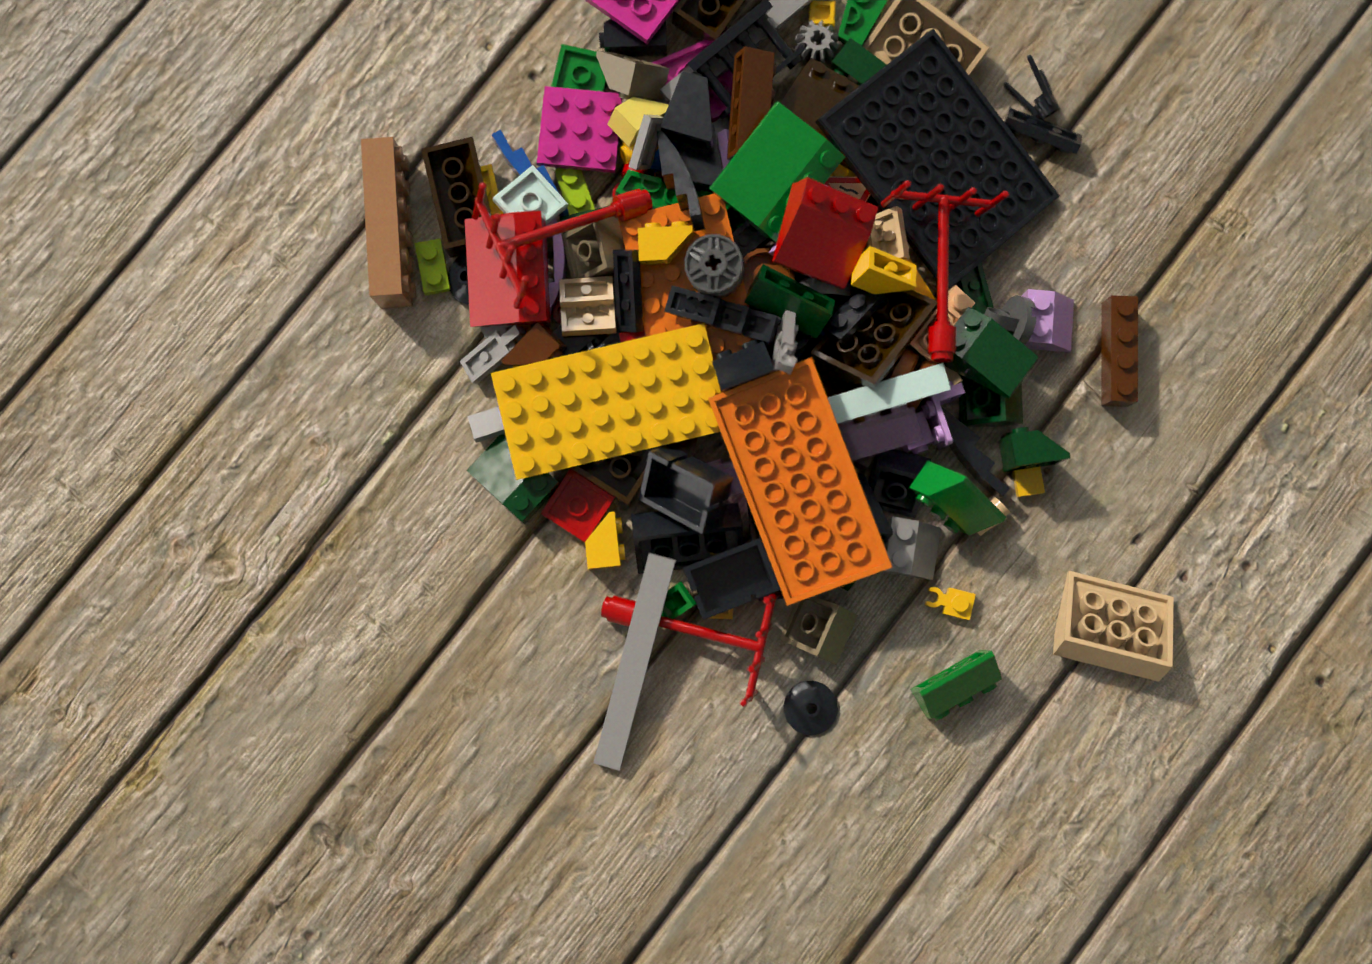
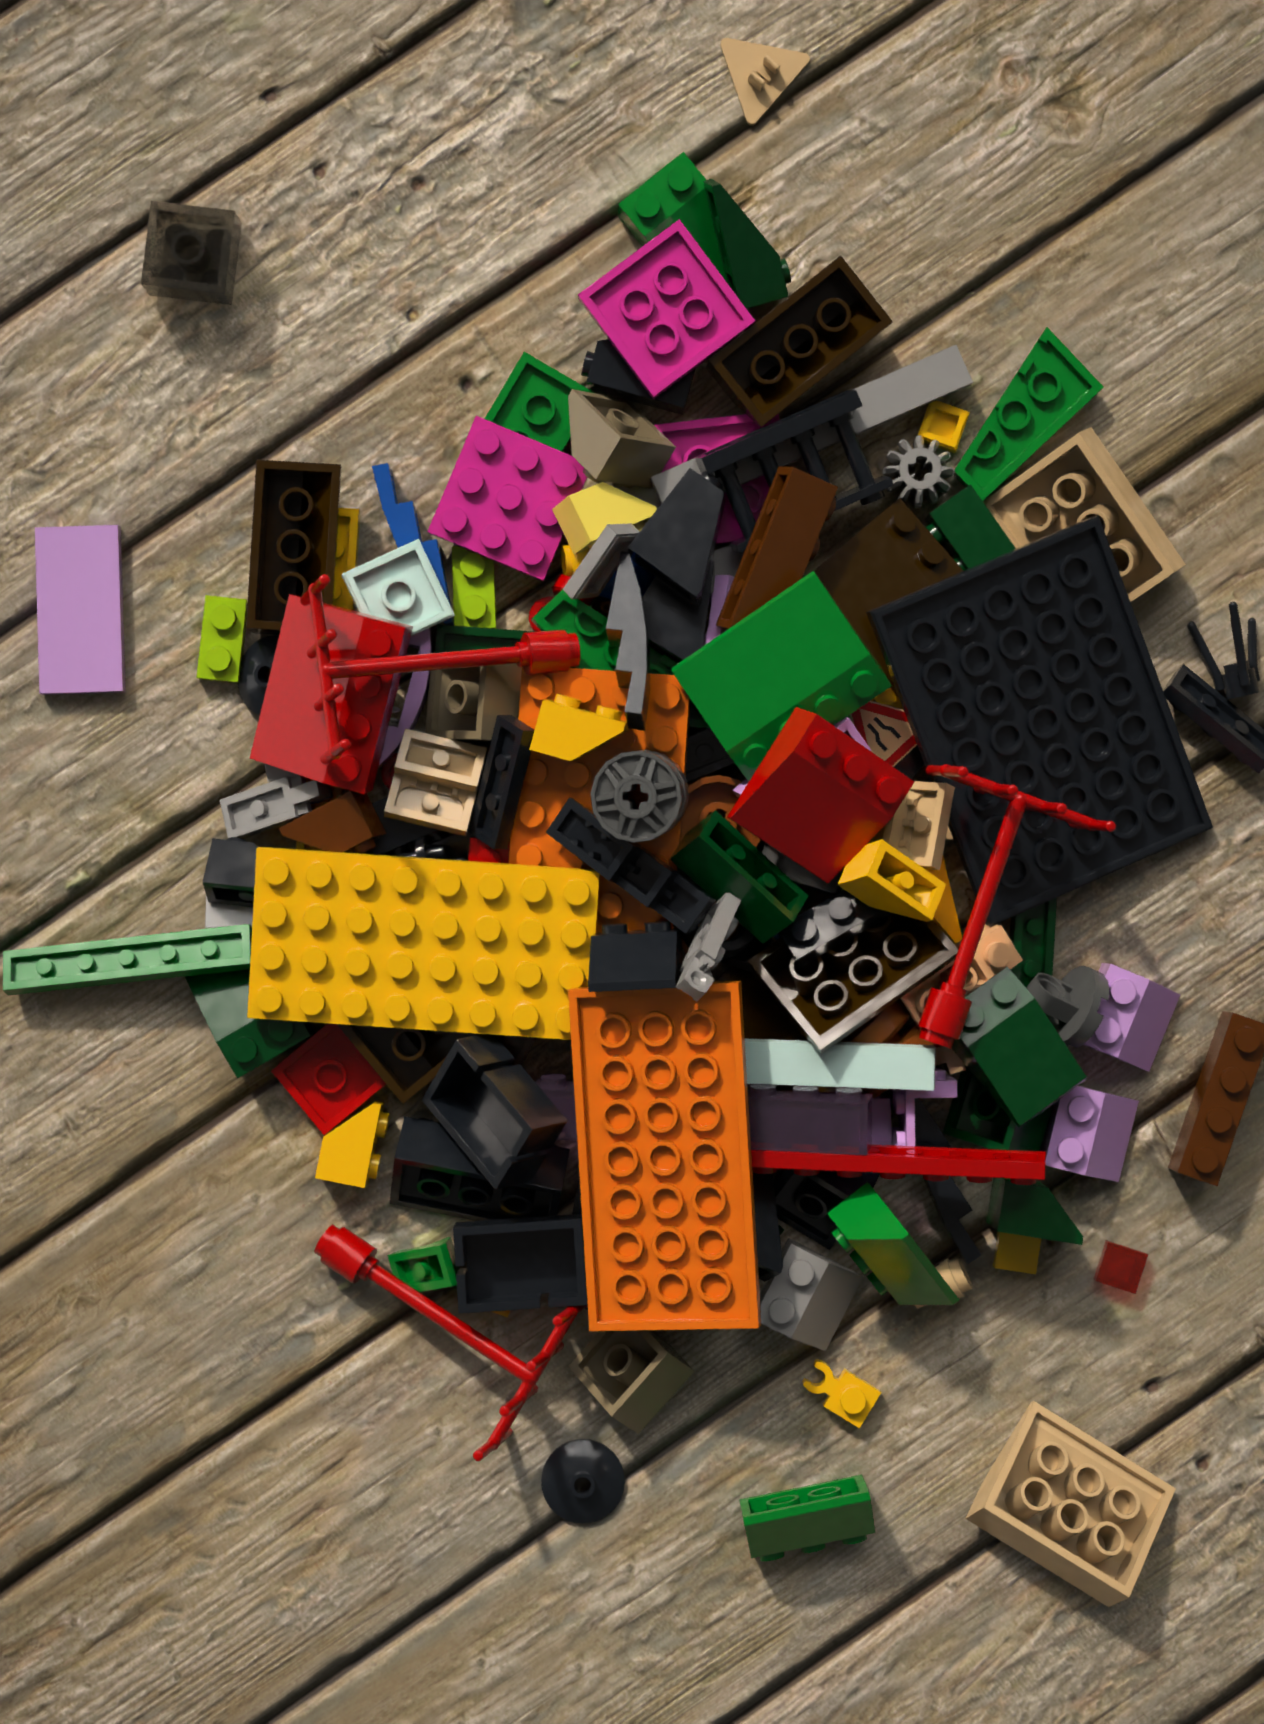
camera: 15 degrees right, 5 degrees up
(340, 275) = (80, 609): none -> lavender tile
(346, 45) = (191, 252): none -> clear smoke brick
(387, 223) = (172, 556): medium nougat brick -> none
(432, 473) = (127, 959): none -> plate
(480, 400) = (230, 872): none -> black slope
(634, 661) = (342, 1335): light grey tile -> none
(940, 442) = (896, 1161): none -> red plate
(1047, 397) = (1089, 1133): none -> lavender slope
(1094, 472) = (1120, 1266): none -> clear red tile

